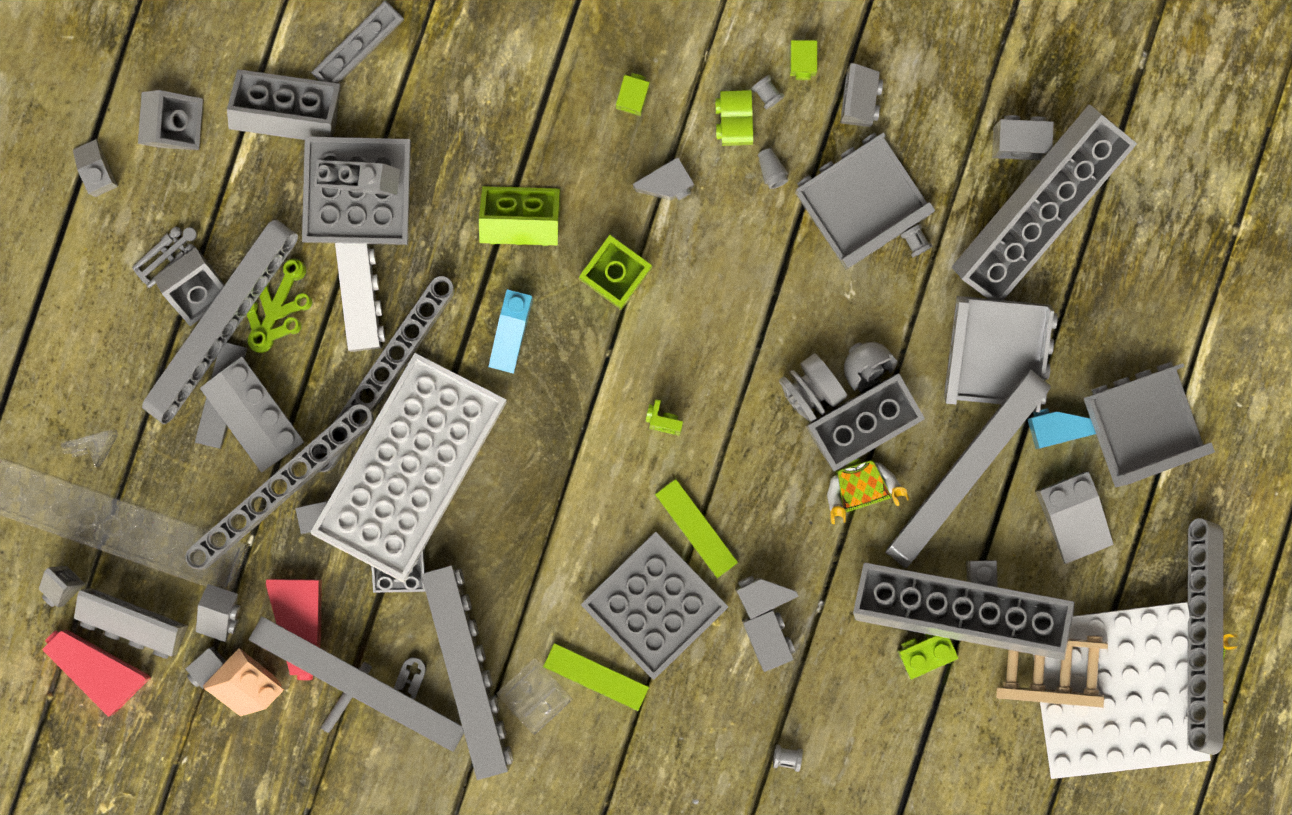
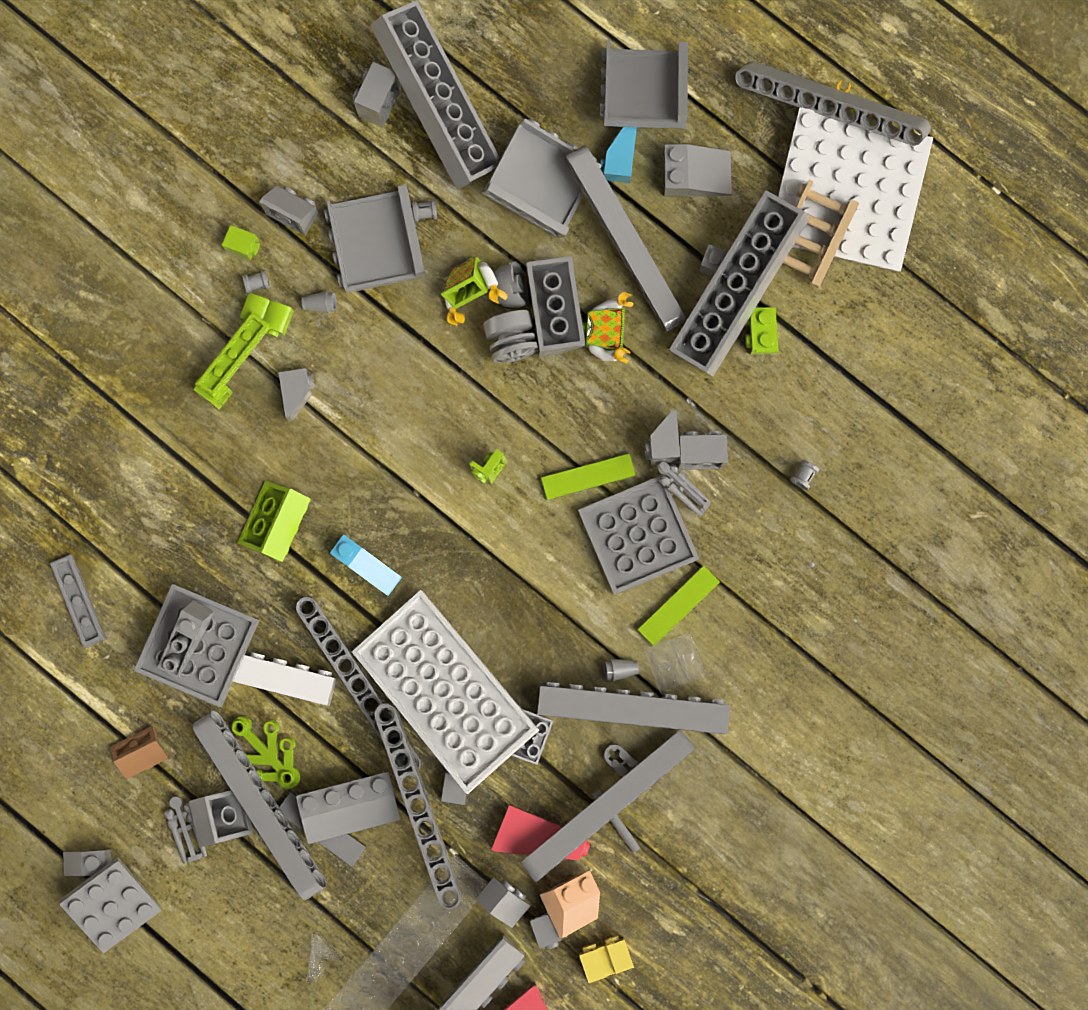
camera: 65 degrees left, 5 degrees down
(60, 210) = (110, 905): none -> light grey plate
(170, 120) = (73, 782): light grey slope -> none
(201, 740) = (605, 959): none -> light yellow brick
(225, 174) = (138, 752): none -> medium nougat panel
(283, 105) = (100, 681): light grey slope -> none
(504, 639) = (618, 669): none -> light grey cone
(615, 272) = (352, 459): lime brick -> none
(677, 102) = (233, 355): none -> lime tile
(727, 634) = (684, 485): none -> light grey piece
(852, 319) = (468, 283): none -> torso

